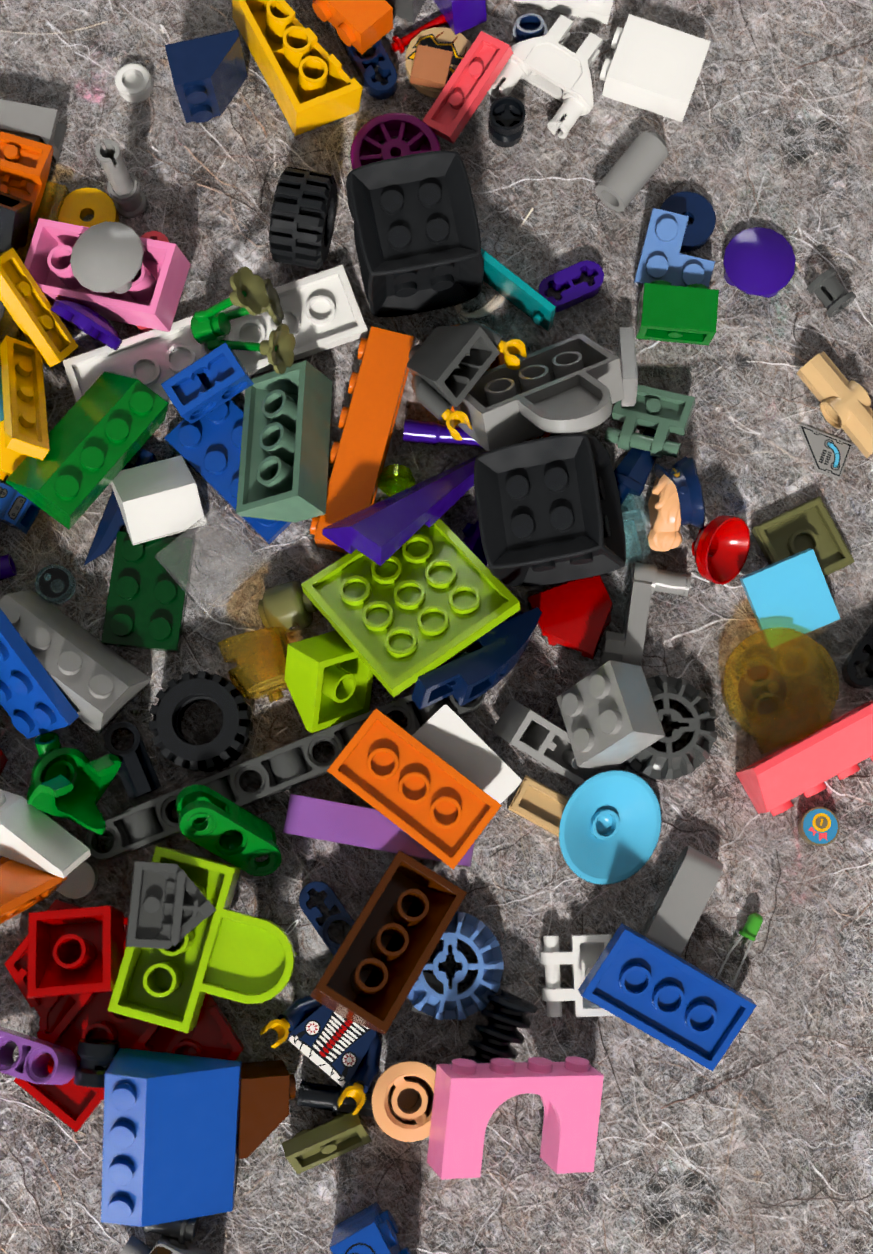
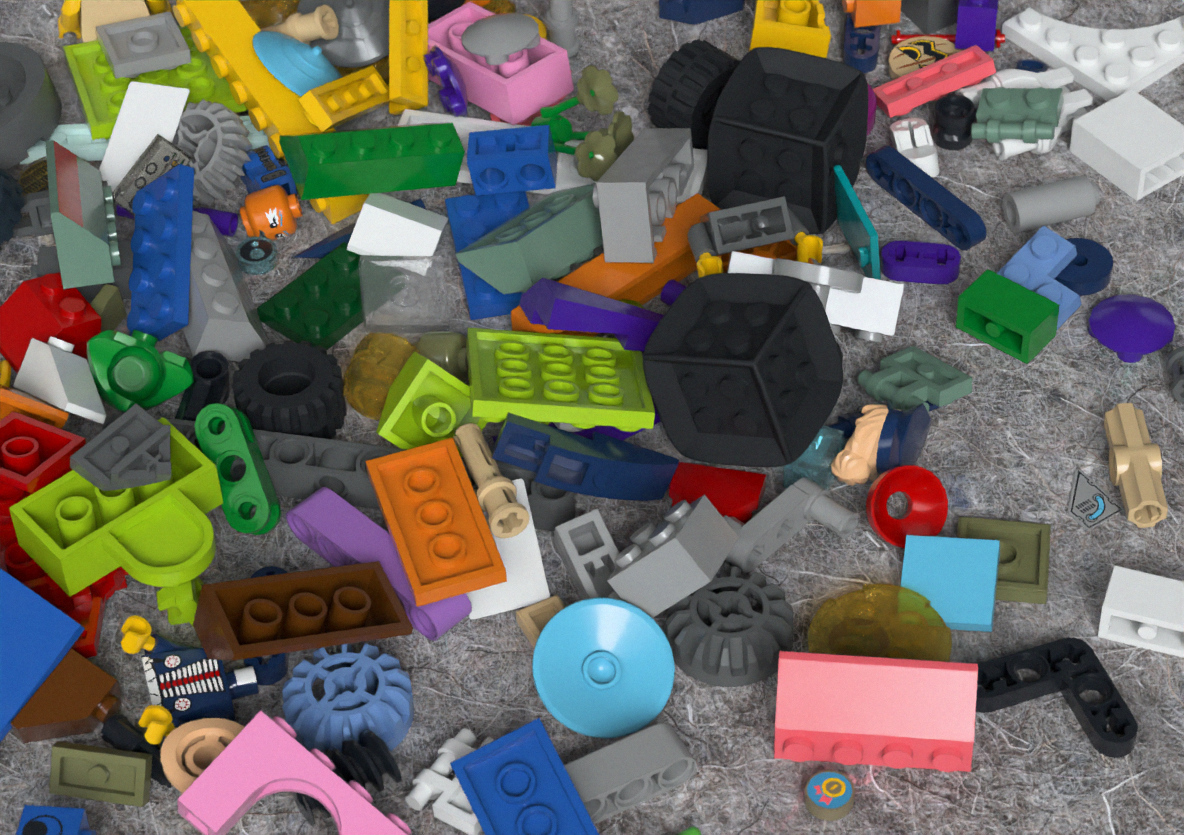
camera: 40 degrees right, 35 degrees down
(37, 540) = (270, 213): none -> orange head
(339, 359) = (642, 192): none -> light grey wedge
(431, 67) = (910, 56): nougat tile -> none
(439, 734) = (494, 492): none -> tan pin
(505, 179) = (914, 141): none -> white piece
(537, 218) = (926, 198): none -> dark blue beam
(561, 86) = (1018, 114): none -> sand green plate
(628, 365) = (921, 325): light grey tile -> none

